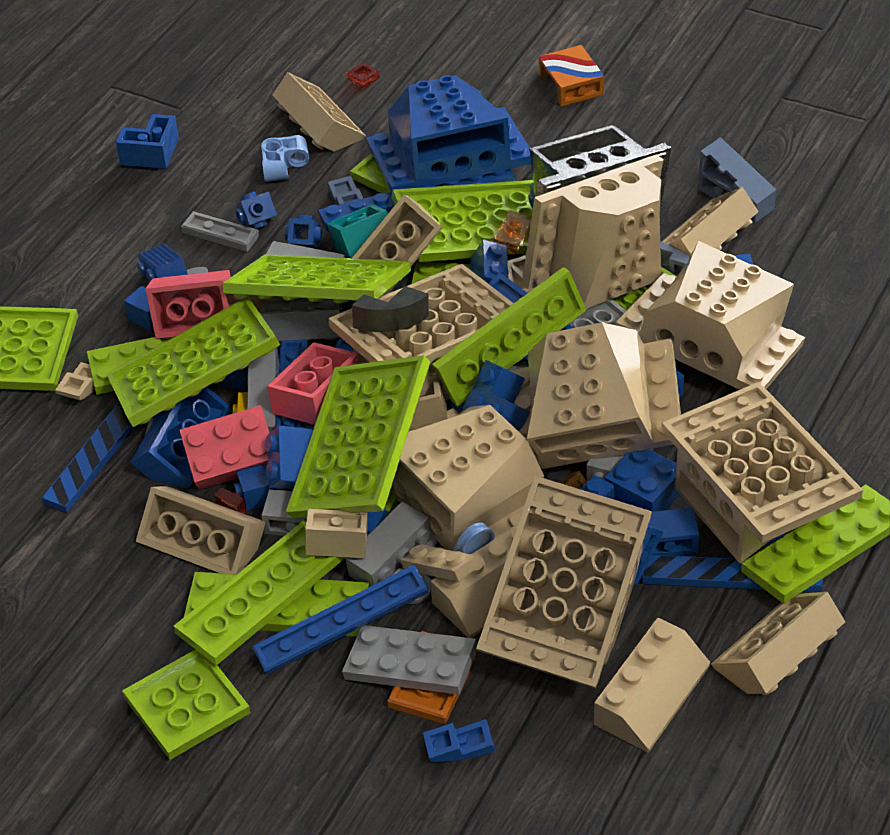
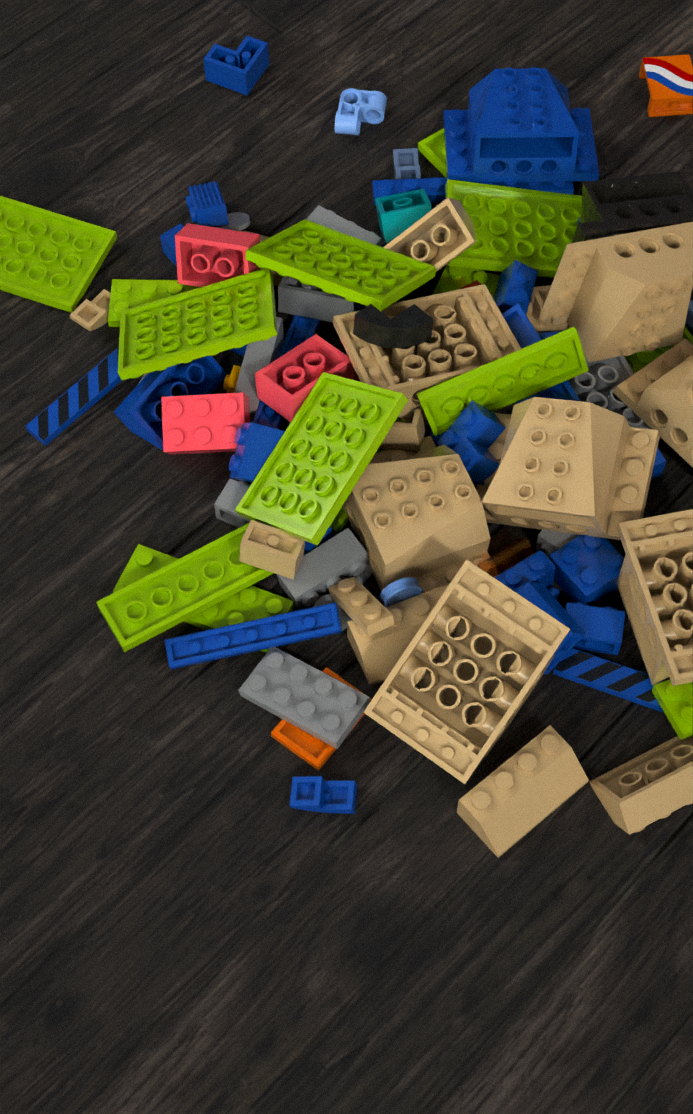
camera: 15 degrees right, 15 degrees up
(186, 703) = (87, 680): lime plate -> none
(199, 530) = (155, 501): tan slope -> none
(220, 231) = (276, 177): light grey tile -> none
(230, 500) = (192, 482): clear red plate -> none
(253, 486) = (216, 468): blue brick -> none
(261, 204) = (322, 168): blue brick -> none
(297, 226) = (342, 199): blue brick -> none
(316, 114) = (407, 69): tan slope -> none
(363, 75) = (465, 35): clear red plate -> none
(513, 231) = (549, 254): clear orange plate -> none

